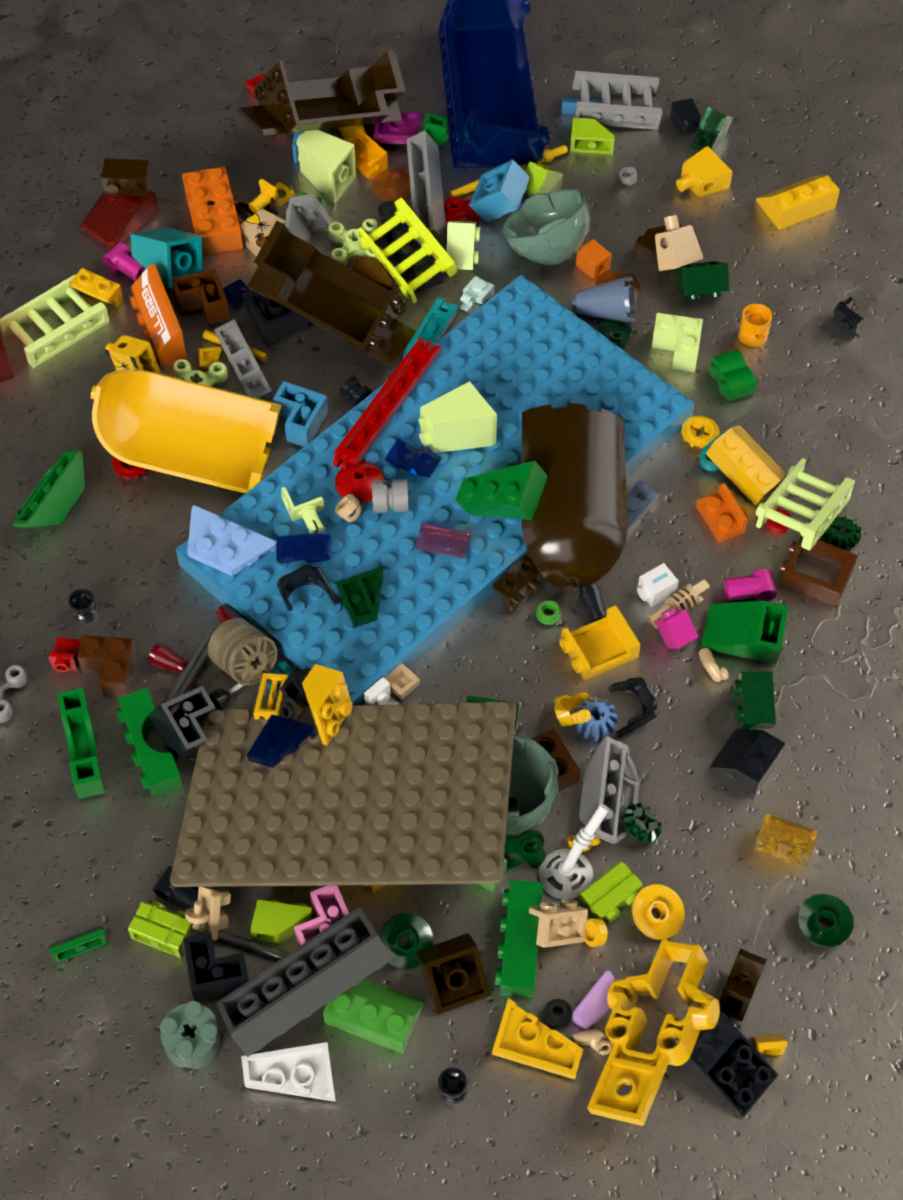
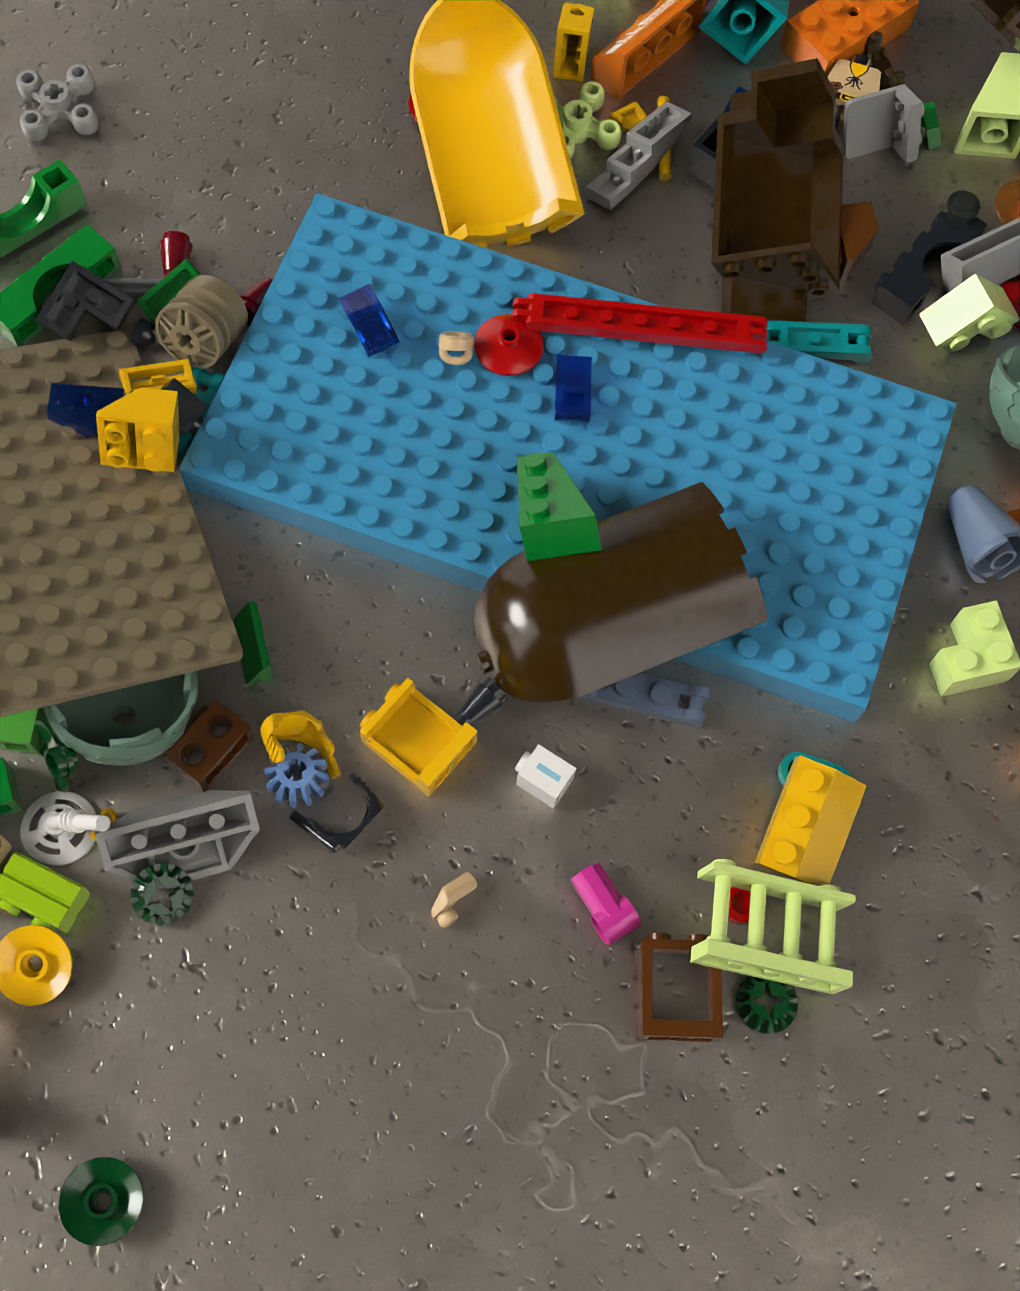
camera: 60 degrees right, 10 degrees up
(54, 493) = (336, 46): green wedge -> none
(65, 654) = (139, 156): red bracket -> none
(83, 606) = (207, 141): black wheel -> none
(112, 659) = (142, 206): reddish brown brick -> none
(200, 667) = (160, 294): none -> green tile
(204, 292) = (712, 67): reddish brown brick -> none
(224, 543) = (341, 233): light blue wing -> none
(267, 192) = (914, 78): yellow bracket -> none
(303, 412) = (592, 249): dark azure brick -> none
(304, 576) = (310, 326): black helmet -> none
(307, 511) = (425, 301): yellowish green bracket -> none
(350, 241) = (897, 197): yellowish green gear -> none
(354, 391) = (661, 287): black wheel -> none
(362, 596) = (330, 414): dark green wing -> none
(379, 694) = (213, 506): white bracket -> none
(390, 496) = (493, 384): light grey wheel -> none
(402, 681) = (248, 518): tan tile -> none
(429, 247) = (927, 274): neon yellow fence -> none
(443, 541) = (463, 475): clear pink tile -> none
(458, 421) = (646, 409): yellowish green slope -> none
(476, 292) = (908, 368): light aqua plate -> none
(518, 584) = (450, 595): dark brown bracket -> none
(551, 607) = (440, 645): bright green plate -> none
(617, 334) = (938, 563): dark green plate -> none
(676, 628) = (481, 825): dark pink brick -> none
(685, 598) = (532, 816): tan hinge -> none
(695, 424) = (847, 729): yellow gear -> none
(723, 514) = (708, 821): orange bracket -> none
(733, 375) = (957, 748): green brick -> none
(746, 629) = (526, 922): green slope -> none
(748, 759) = (318, 1000): black slope -> none
(754, 700) = (406, 969): dark green brick -> none
(786, 840) = (205, 1099): clear yellow brick -> none

